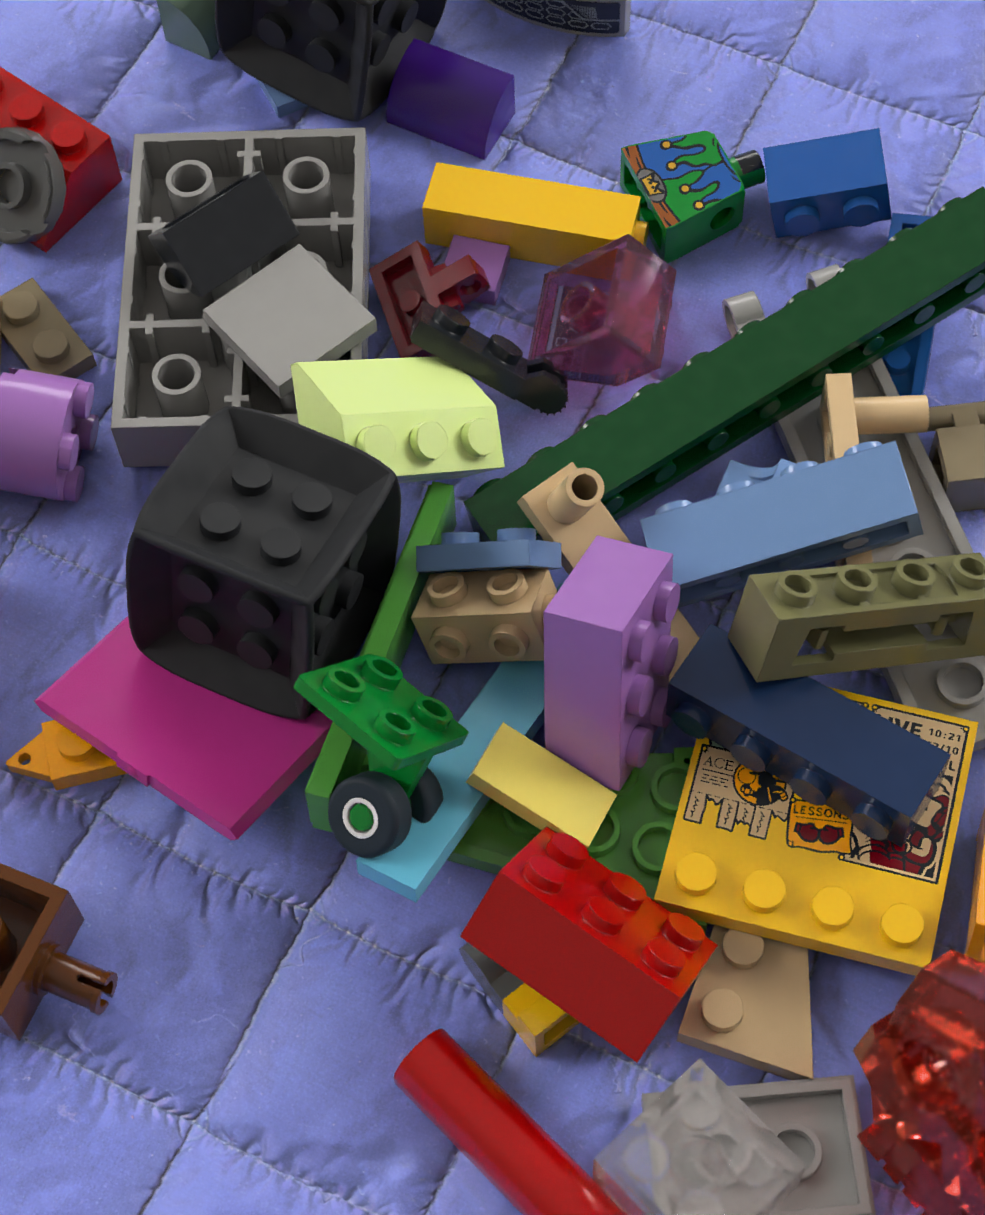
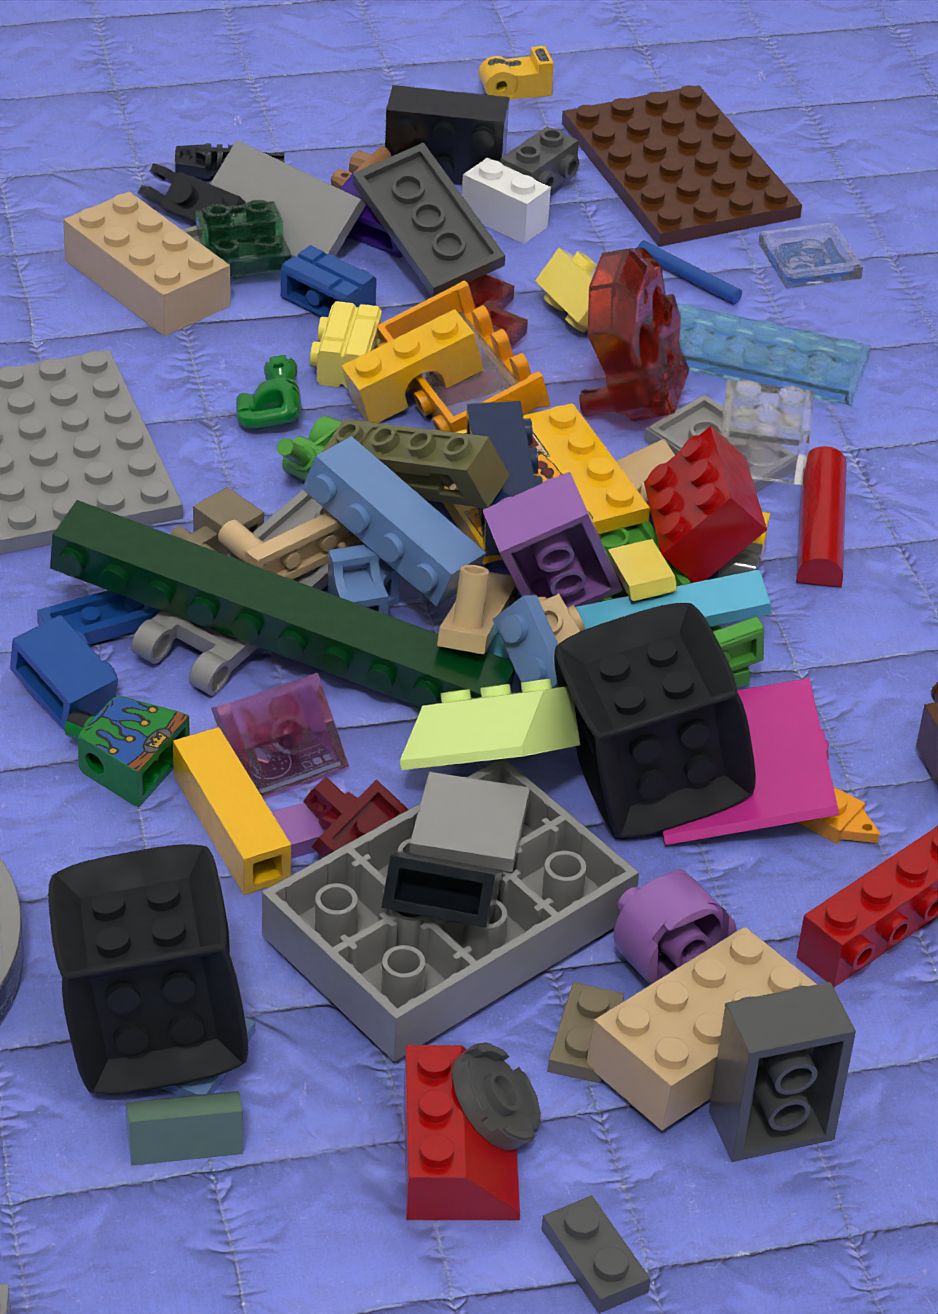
camera: 135 degrees left, 20 degrees down
(401, 736) = (716, 591): green plate -> none
(490, 360) = (382, 749): black hinge -> none

